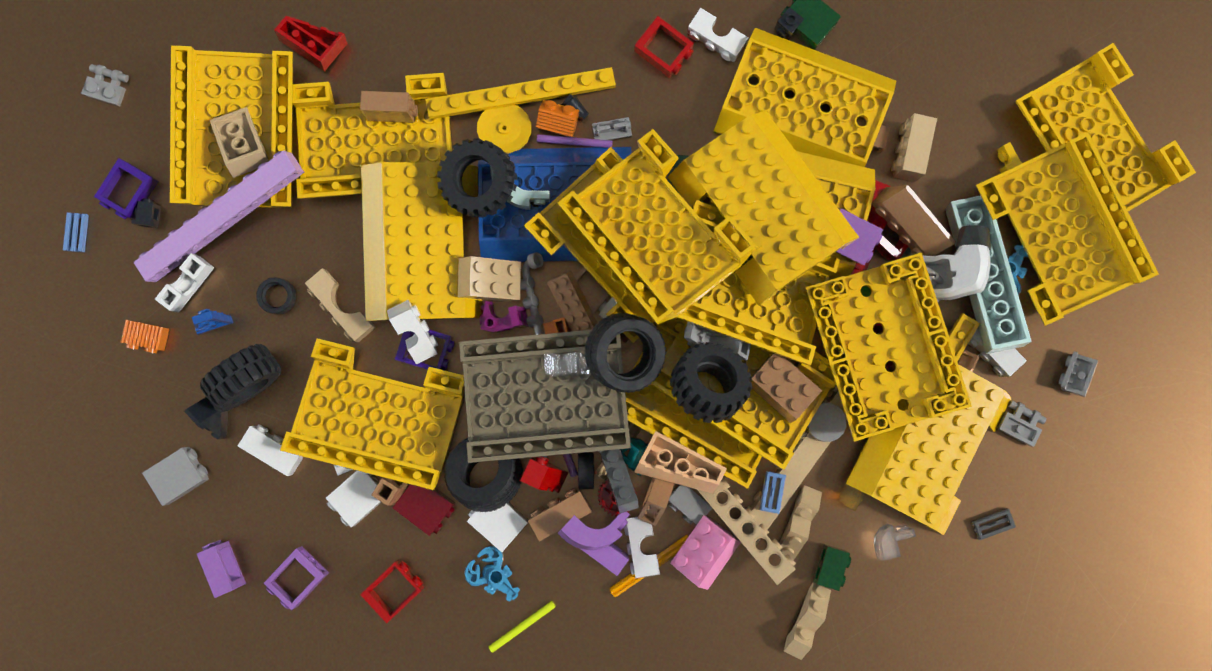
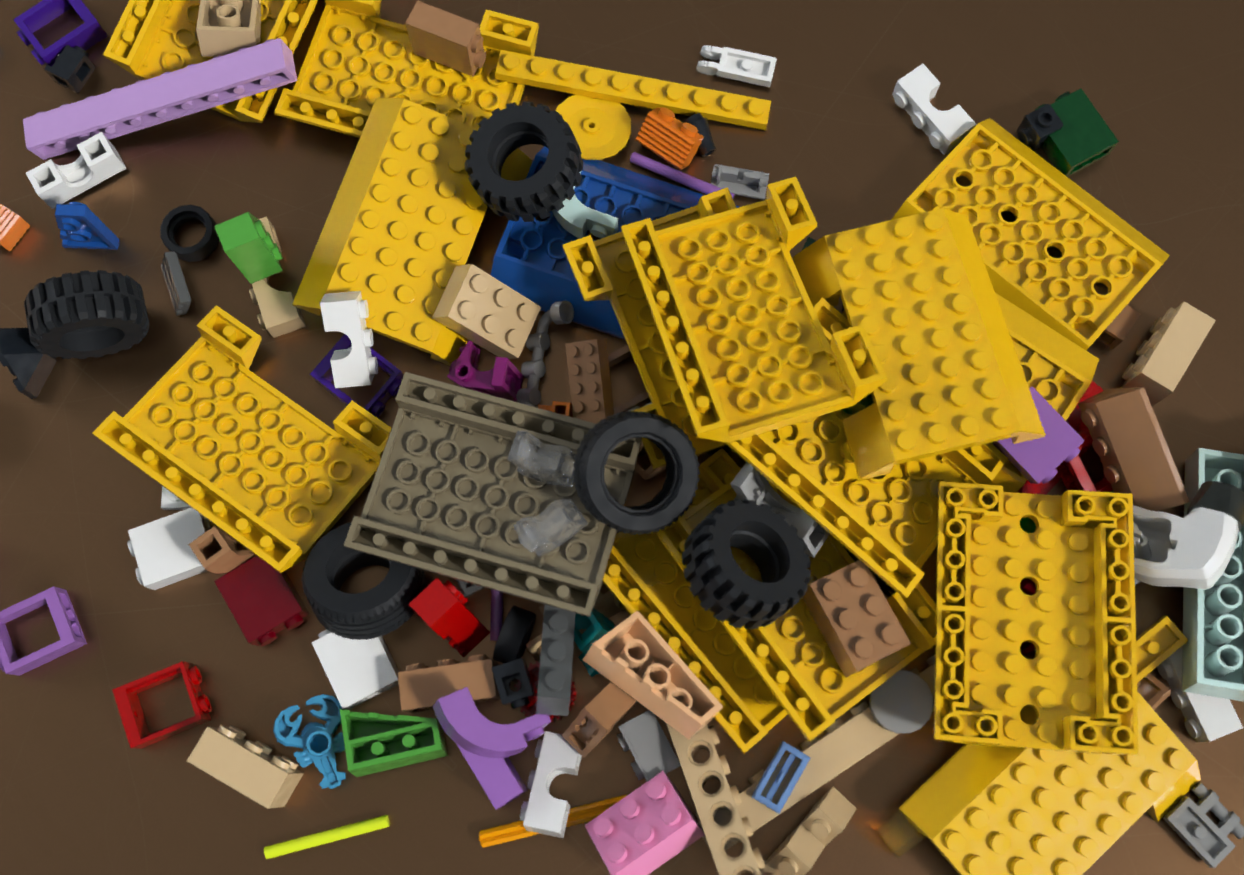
camera: 25 degrees right, 10 degrees down
(267, 449) = (74, 422): white brick -> none
(282, 332) = (175, 283): none -> dark grey tile
(325, 296) = (250, 247): none -> bright green wedge
(459, 606) = (246, 766): none -> tan brick
(536, 560) = (389, 741): none -> bright green wedge
(582, 50) = (737, 65): none -> white hinge
(586, 403) = (551, 527): none -> clear brick
(591, 497) = (511, 671): none -> black brick
(641, 47) = (840, 76): red window -> none

